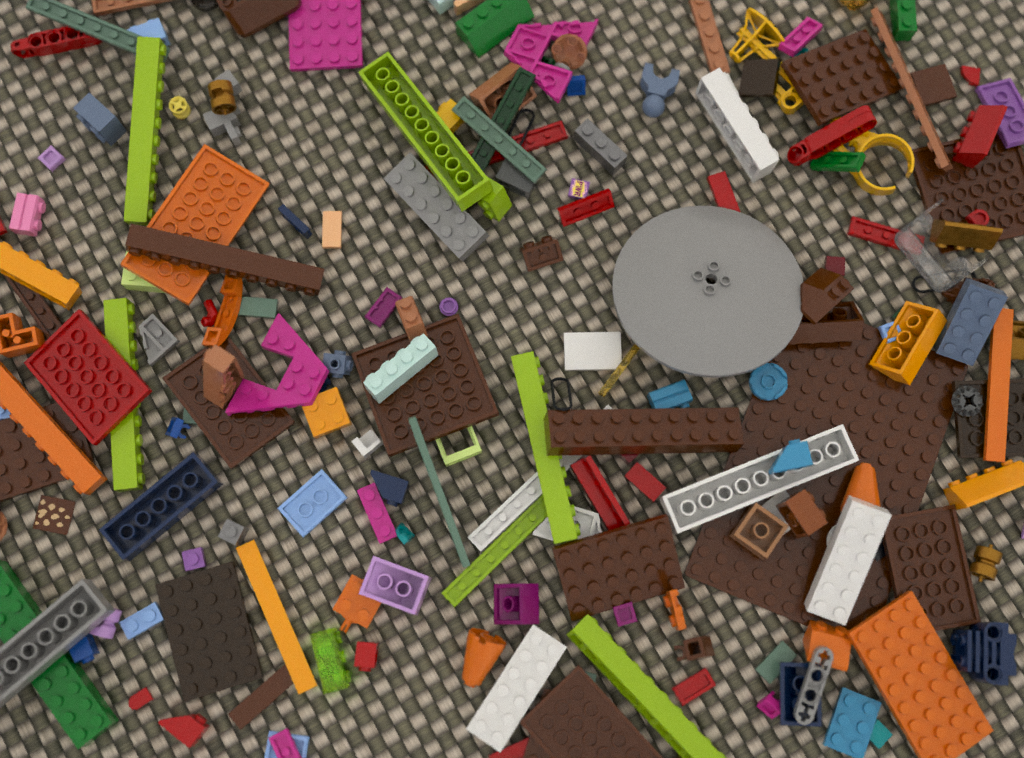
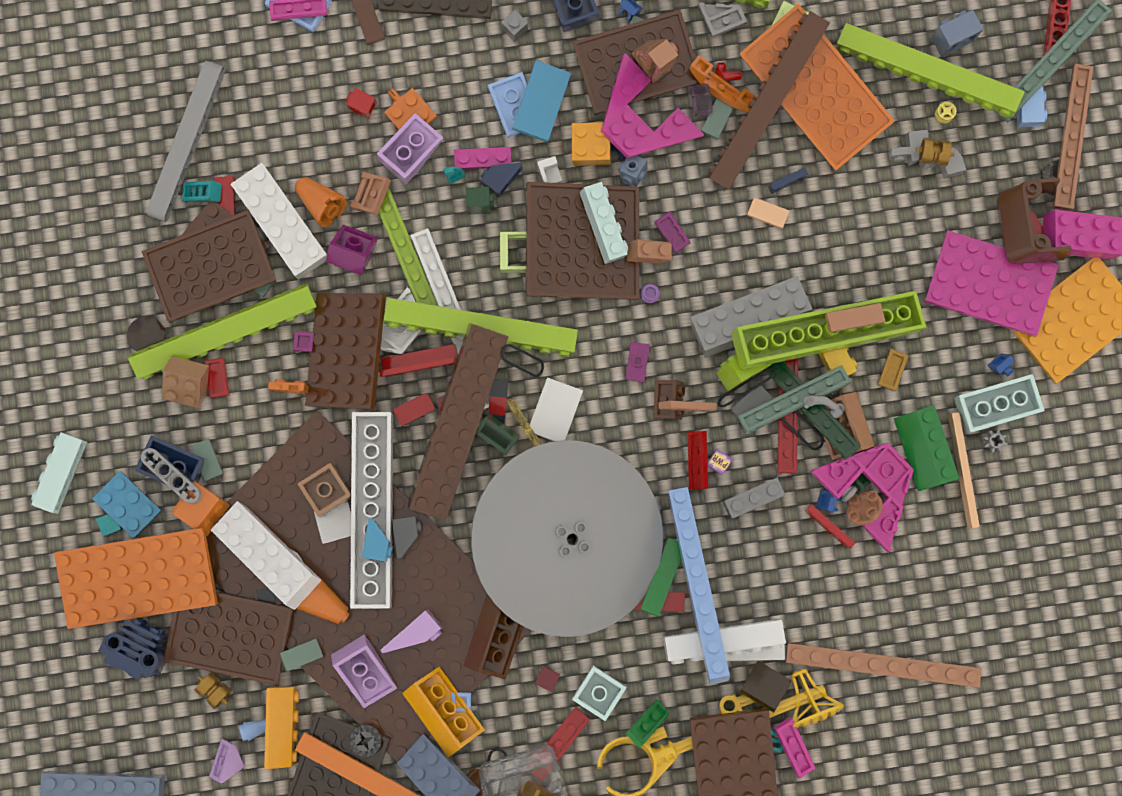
camera: 115 degrees right, 5 degrees up
(245, 326) = (701, 100): none -> brick
(276, 617) = (426, 37): light orange tile -> none
(300, 477) = (541, 101): none -> dark azure tile
(330, 660) = (369, 70): clear neon green brick -> none
(405, 108) = (854, 318): none -> nougat tile
(422, 496) = (479, 200): none -> dark green brick
(435, 72) = (892, 370): none -> pearl gold tile
(439, 491) = (477, 215): sand green tile -> none
(454, 603) = (373, 194): none -> nougat plate
(494, 100) = (836, 409): none -> light grey piece
(517, 294) = (637, 362): none -> magenta plate
(528, 204) = (748, 391): none -> black piece
(542, 230) = (687, 406): none -> nougat tile
(597, 75) = (829, 526): none -> red tile
(614, 401) = (498, 399): none -> sticker
(637, 390) = (497, 433): none -> dark green brick
(657, 90) = (792, 579): sand blue piece -> none
(671, 396) = (481, 463): dark azure brick -> none
(696, 648) = (247, 391): reddish brown brick -> none
(702, 157) = (698, 586): none -> light blue brick
(703, 197) = (662, 579): none -> green tile
(714, 714) = (185, 382): none -> medium nougat brick
(765, 439) = (405, 534): none -> dark grey slope
(768, 382) = (458, 563): dark azure tile -> none
(769, 705) = (173, 436): dark pink tile -> none
(802, 513) = (324, 534): dark orange brick -> none
(822, 293) = (521, 647): reddish brown wedge -> none
(829, 214) = (599, 693): none -> light aqua brick
(832, 136) = (674, 728): red piece -> none
(854, 393) = (422, 629): none -> lavender slope
(905, 430) = (363, 671): none -> lavender slope
(918, 492) = (300, 655): none -> sand green tile
(1001, 511) = (252, 729): none -> light blue cone

